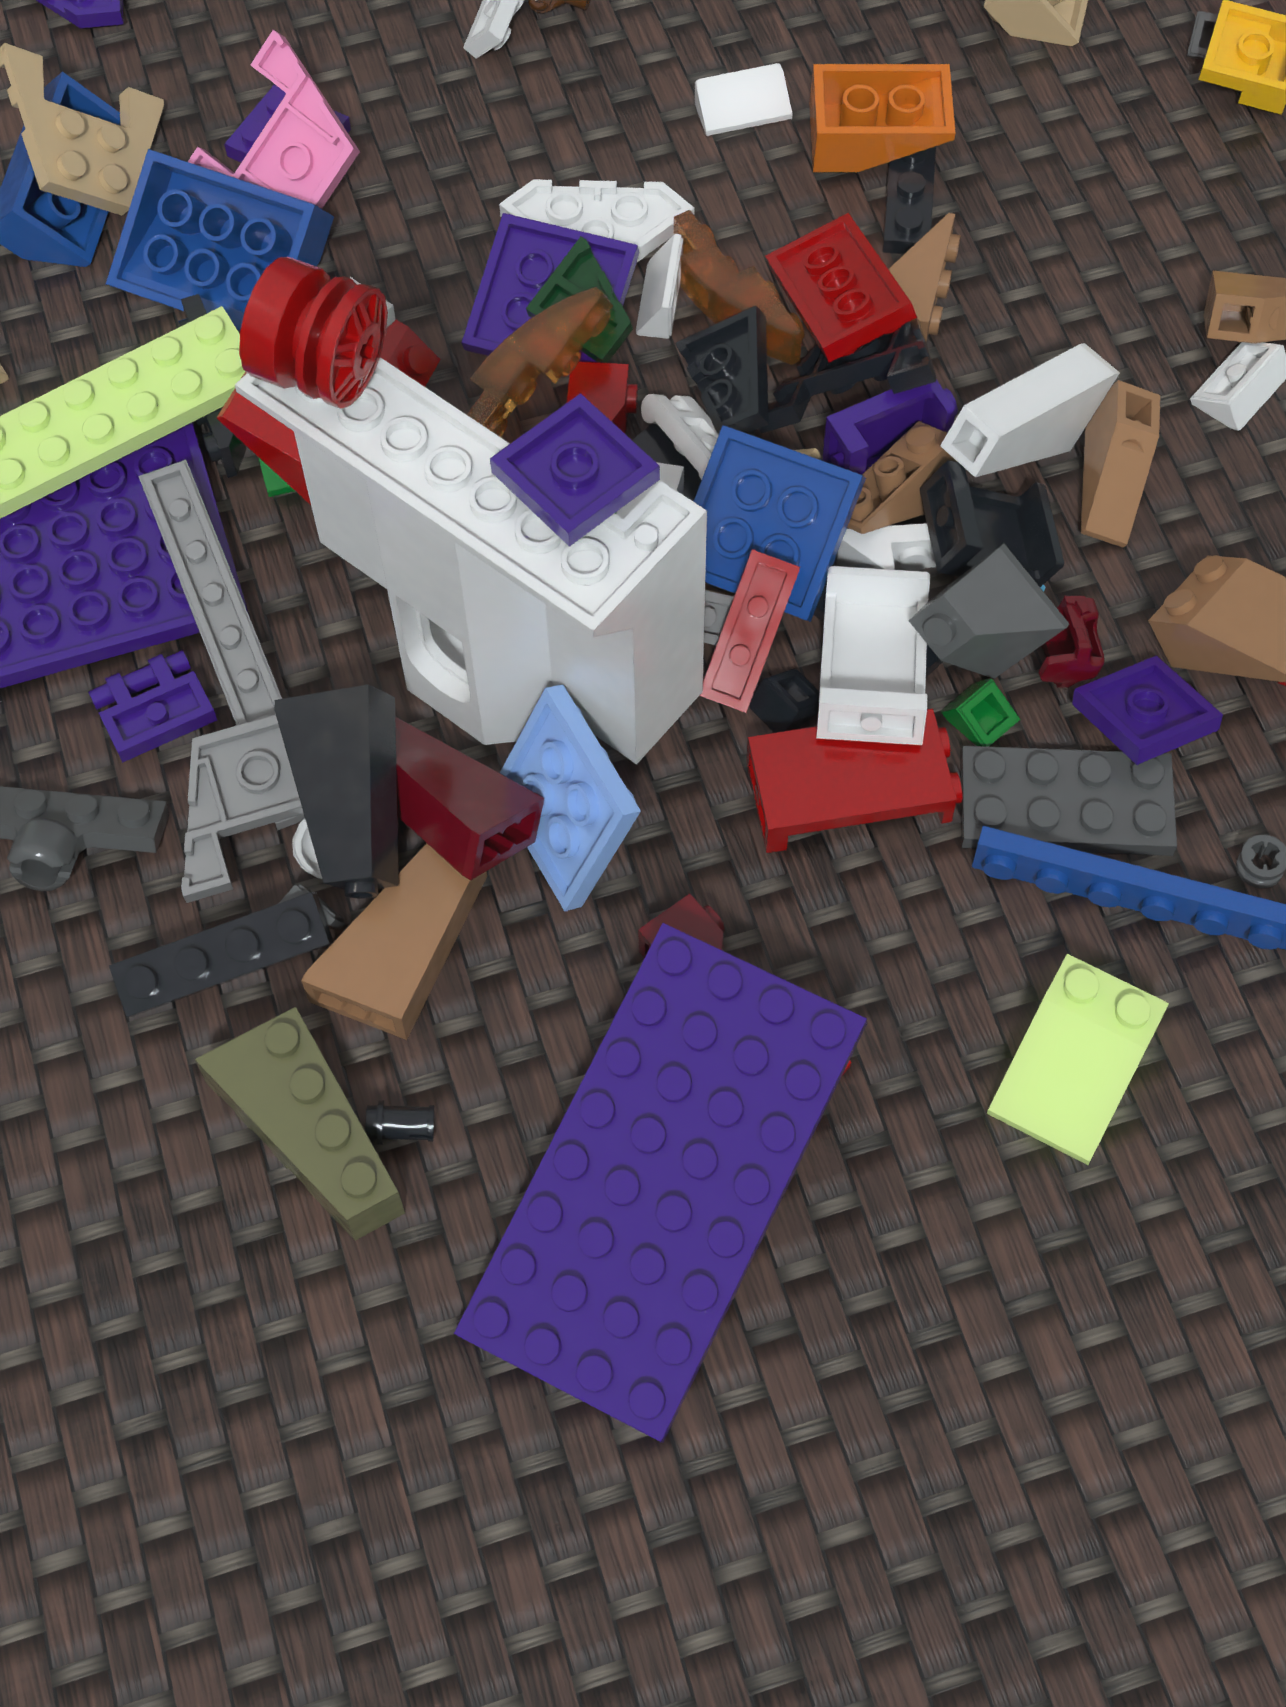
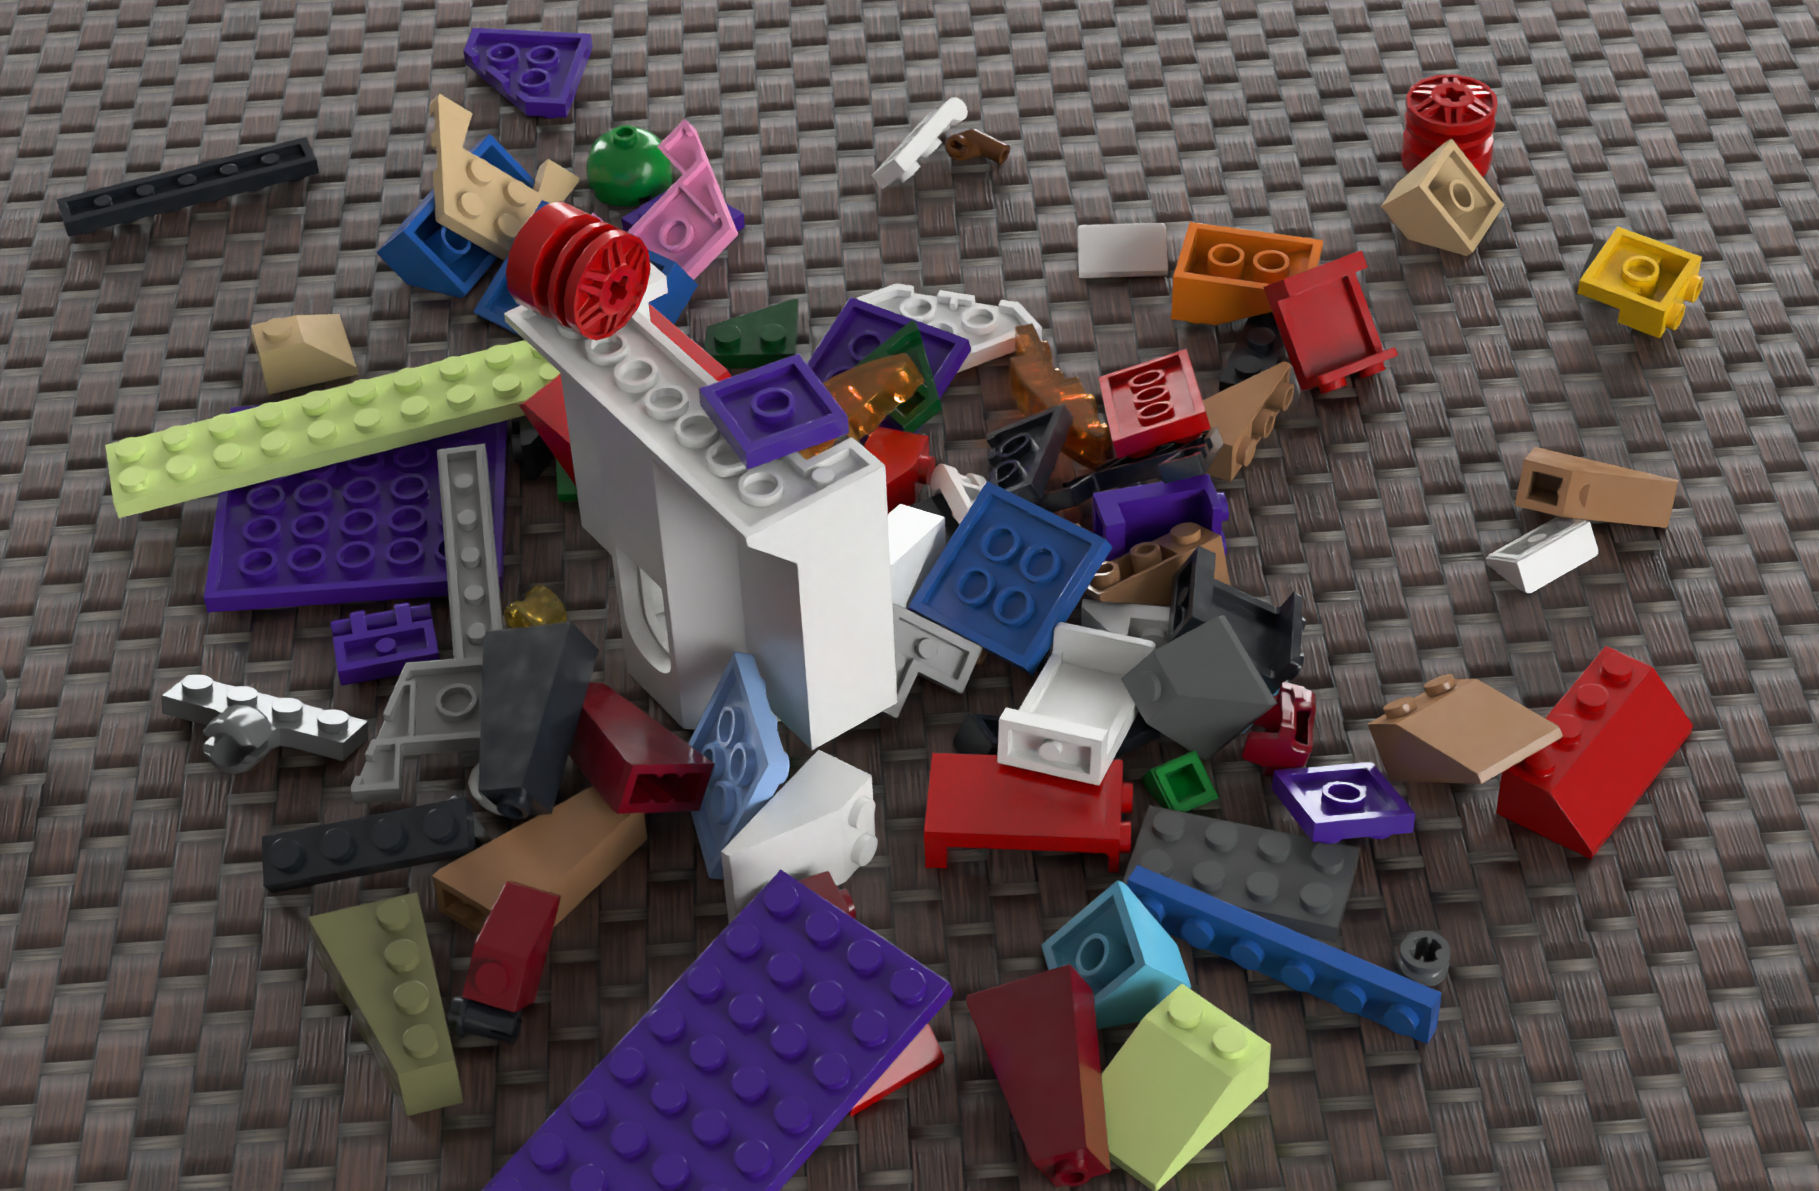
camera: 15 degrees right, 20 degrees down
(211, 79) = (627, 166): none -> green cylinder
(296, 645) = (538, 608): none -> clear yellow wheel
(410, 1049) = (512, 948): none -> dark red slope
(411, 265) = (755, 337): none -> dark green wing
(656, 860) = (809, 827): none -> white slope
(661, 290) = (989, 393): white slope -> none
(749, 630) = (964, 667): plate -> none
(962, 1064) = (1049, 1068): none -> dark red slope
(979, 161) = (1327, 324): none -> red panel
(983, 933) = (1119, 955): none -> medium azure slope
(1031, 414) = (1300, 528): white slope -> none
(1118, 460) = (1385, 591): medium nougat slope -> none

